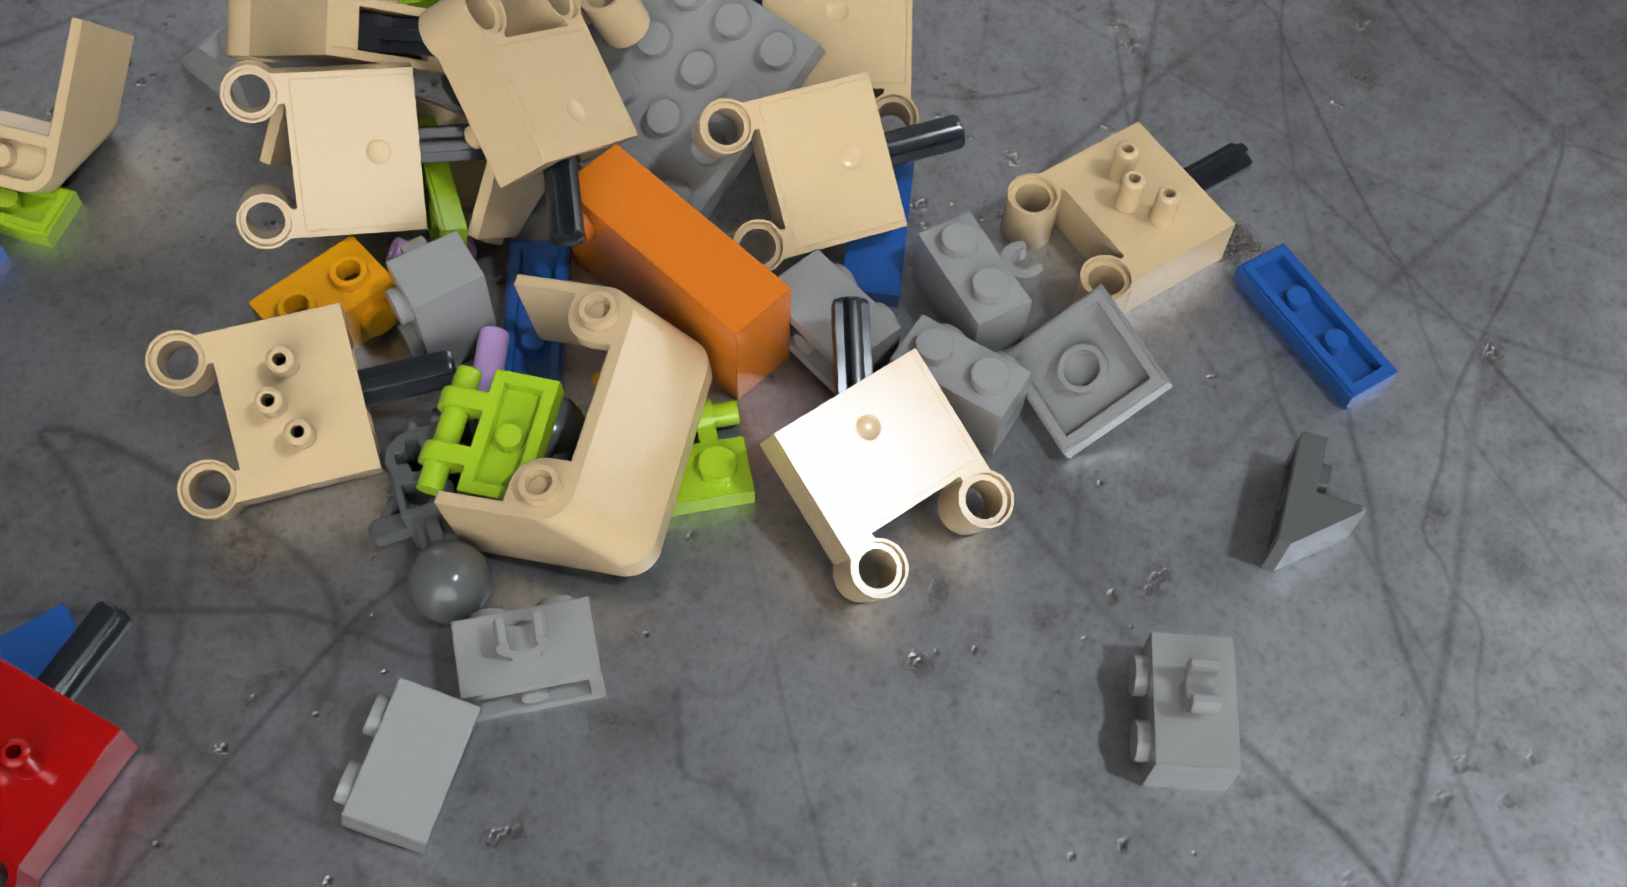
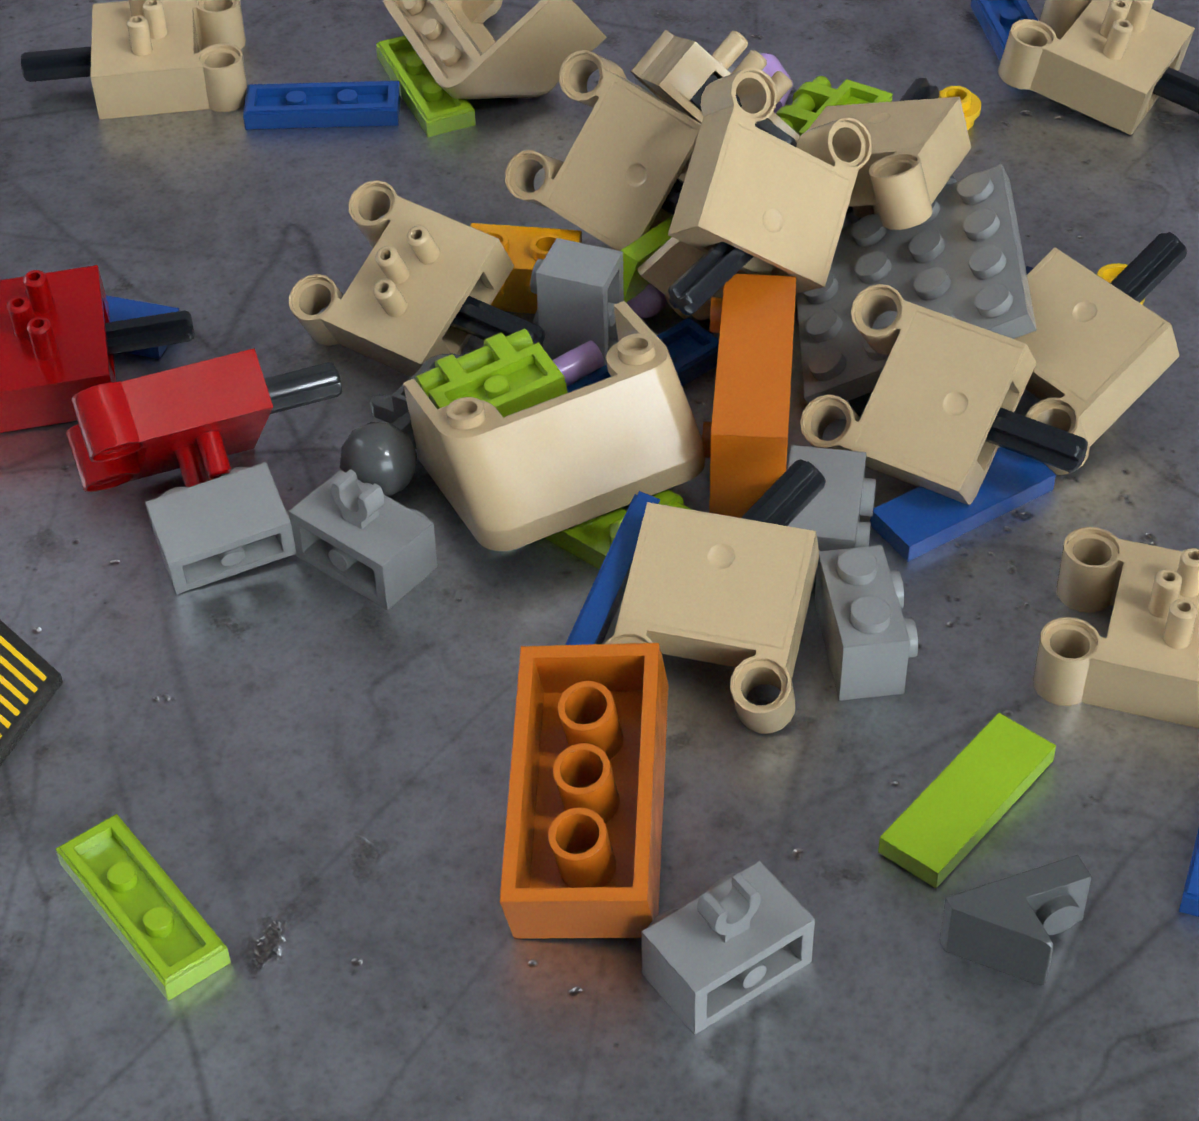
camera: 55 degrees right, 15 degrees down
(274, 711) = (185, 418): none -> red piece
(779, 522) = (611, 579): none -> blue tile
(974, 283) = (968, 575): light grey brick -> none
(992, 698) = (586, 792): none -> orange brick
(1088, 371) = (970, 689): light grey tile -> none
(1169, 469) = (966, 800): none -> lime tile

